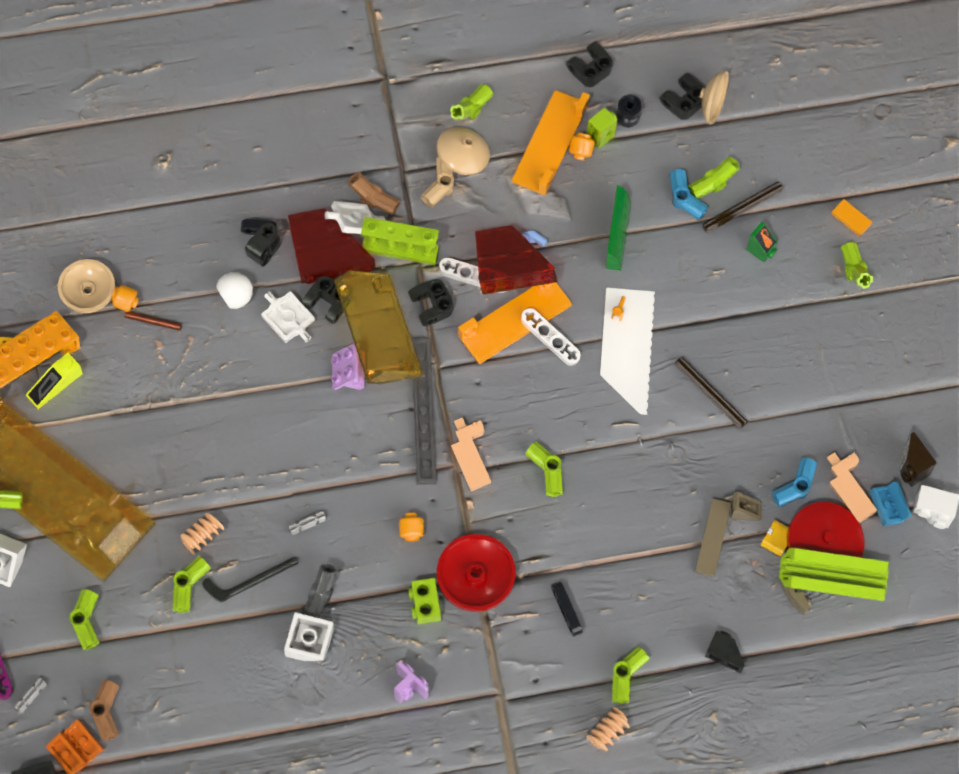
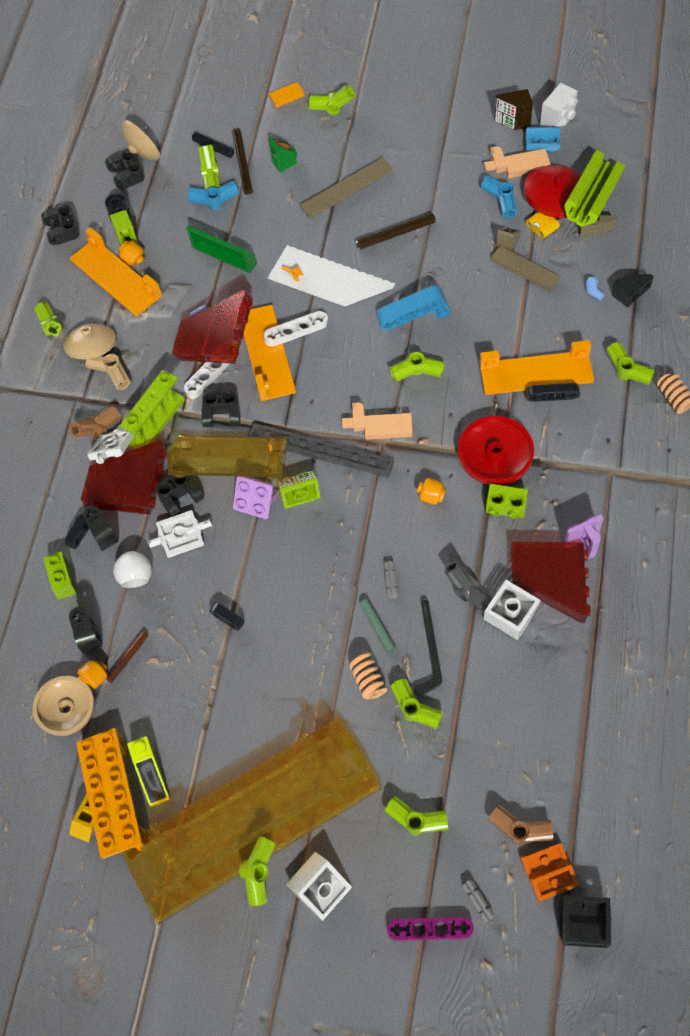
camera: 60 degrees left, 5 degrees down
(154, 275) = (84, 631): none -> pearl dark grey piece
(208, 230) = (59, 575): none -> lime brick
(219, 390) = (227, 616): none -> black beam
(256, 526) = (377, 626): none -> sand green piece
(361, 667) = (554, 575): none -> clear red slope
(370, 404) = (298, 489): none -> lime slope
(587, 586) = (520, 373): none -> light orange bracket
(616, 442) = (412, 307): none -> dark azure beam
(711, 612) = (591, 288): none -> light blue arm
(749, 324) = (346, 188): none -> dark tan tile
(753, 169) = (217, 146): none -> black axle

